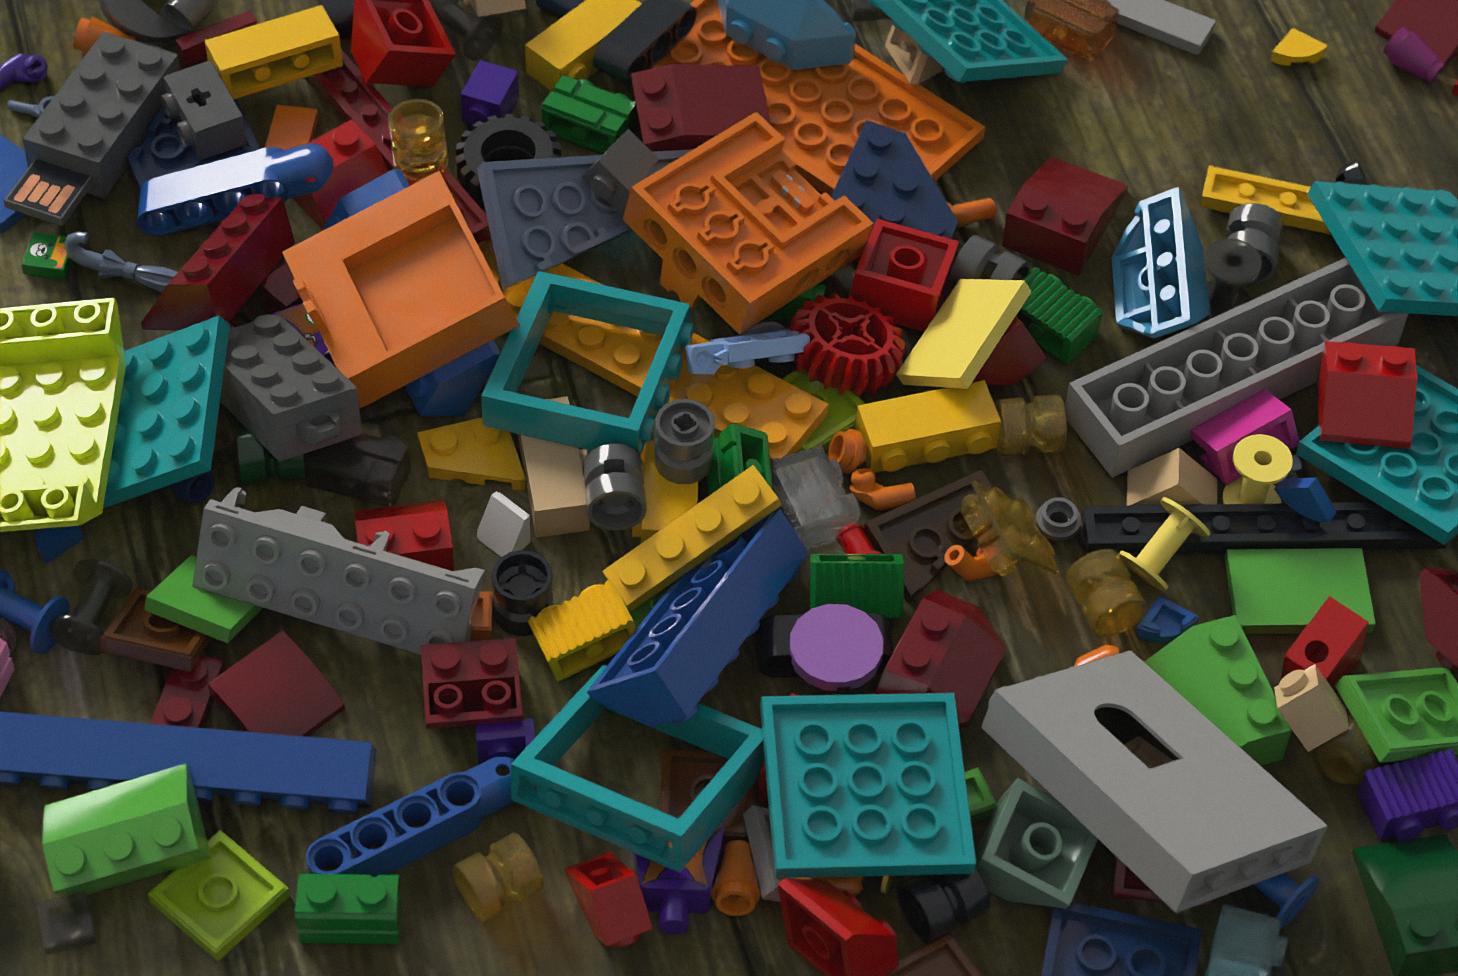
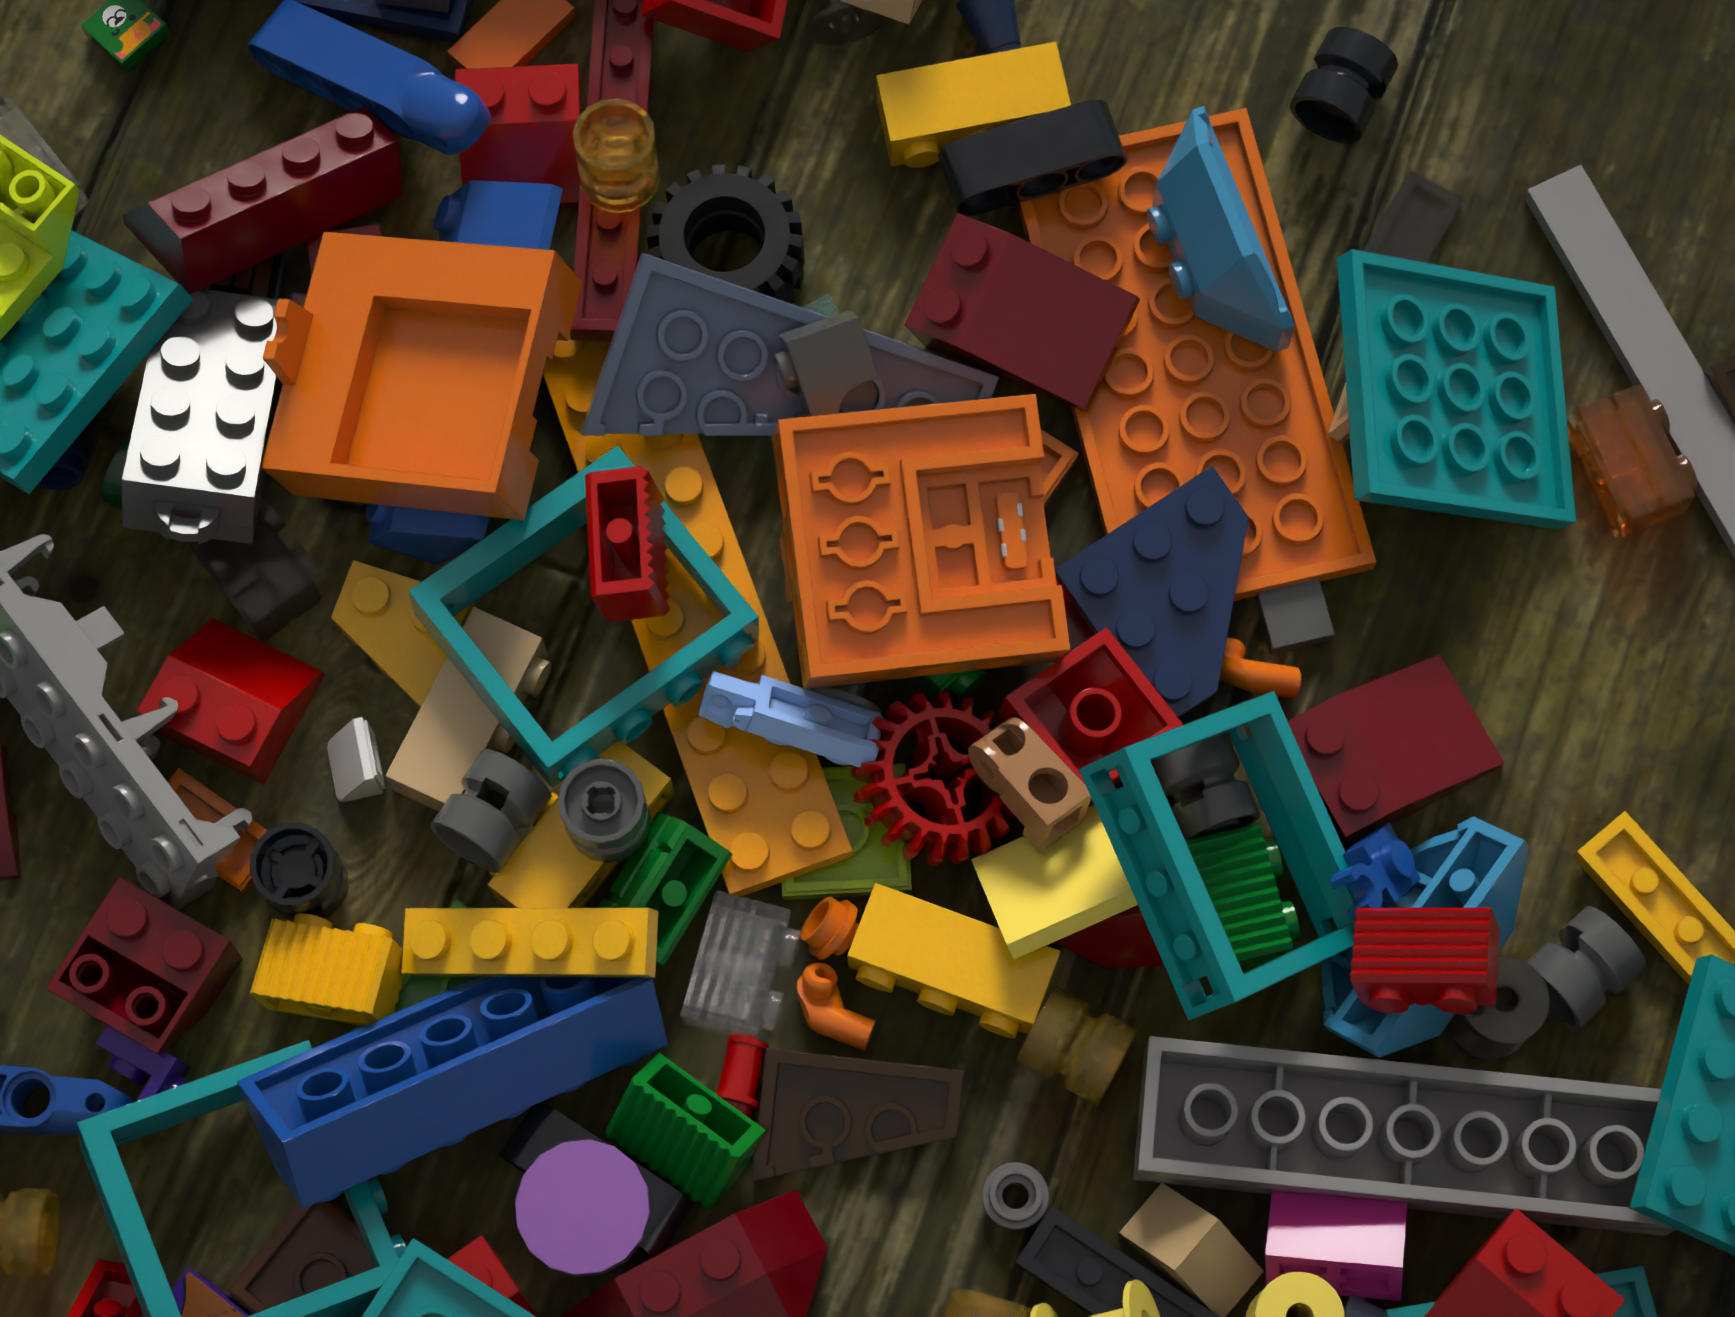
camera: 40 degrees right, 20 degrees up
(113, 266) = (180, 90): sand blue piece -> none
(489, 93) = (789, 120): dark purple brick -> none
(588, 114) = (888, 224): green brick -> none
(593, 294) = (626, 544): none -> red brick
(902, 302) = (1030, 781): none -> medium nougat leg
(963, 179) = (1295, 616): none -> dark grey tile
(966, 565) = (857, 1194): orange arm -> none
(1006, 530) = (932, 1181): clear yellow hinge -> none
(1039, 264) = (1168, 880): none -> teal window
(1115, 247) = (1378, 870): none -> blue plate
(1180, 255) = (1425, 958): none -> red brick

